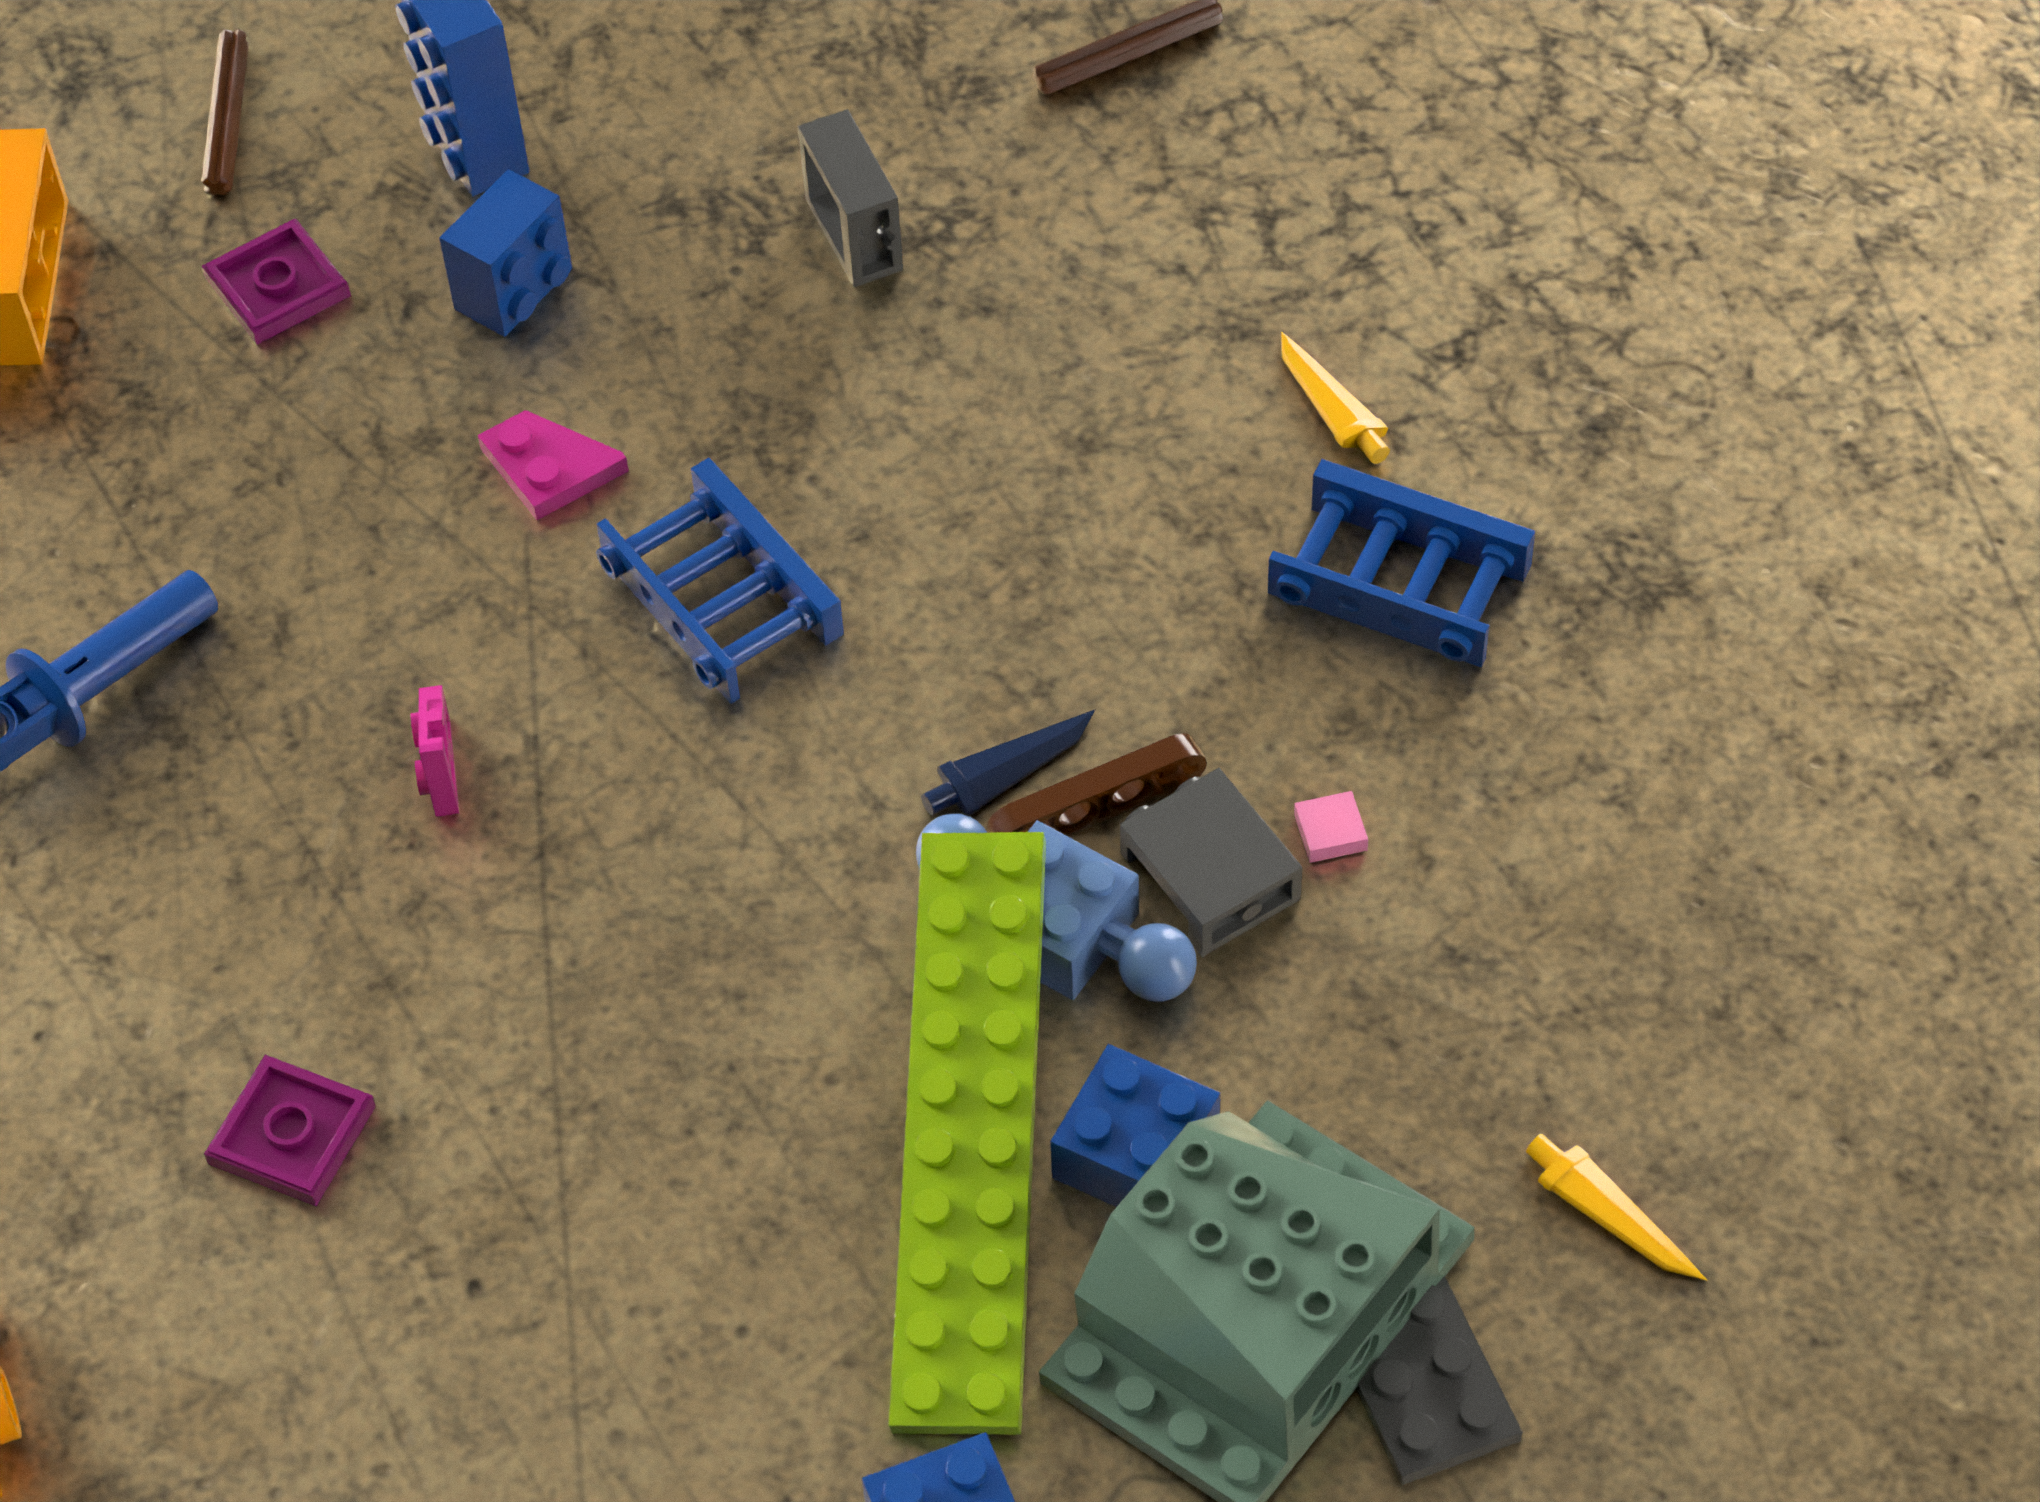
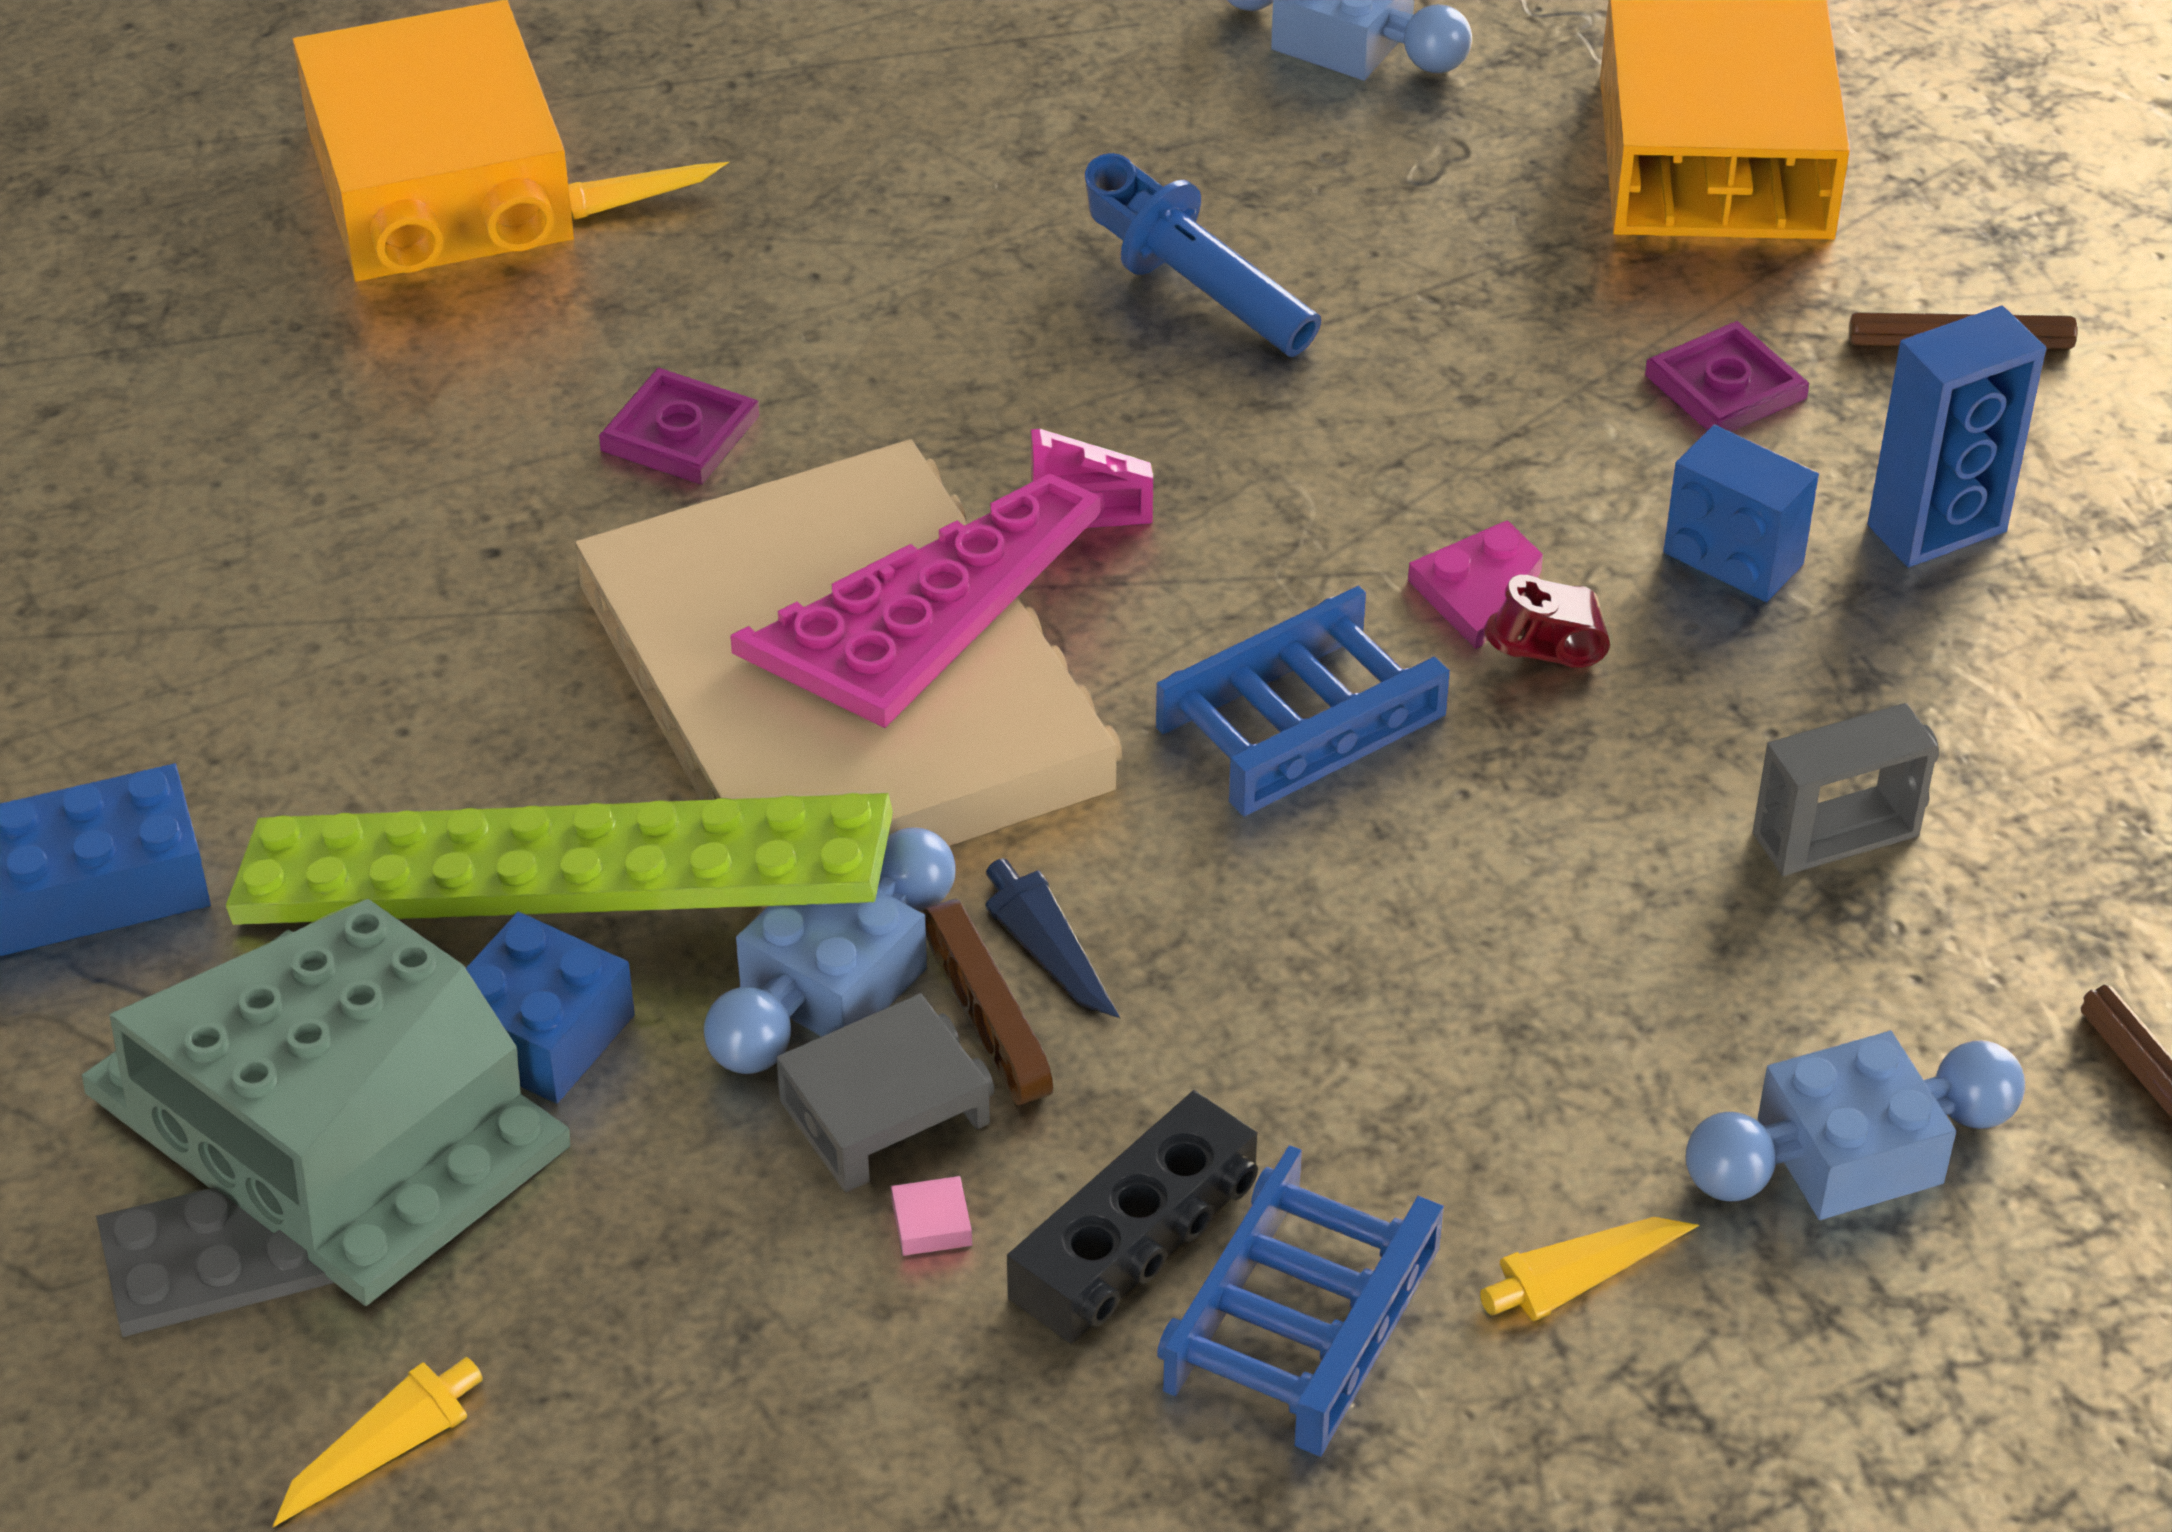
camera: 90 degrees right, 10 degrees down
(626, 402) = (1554, 620): none -> dark red piece
(658, 861) = (917, 609): none -> dark pink wing
(662, 944) = (971, 754): none -> tan panel
(1196, 218) = (1855, 1123): none -> medium blue brick
(1393, 733) = (1132, 1217): none -> black brick

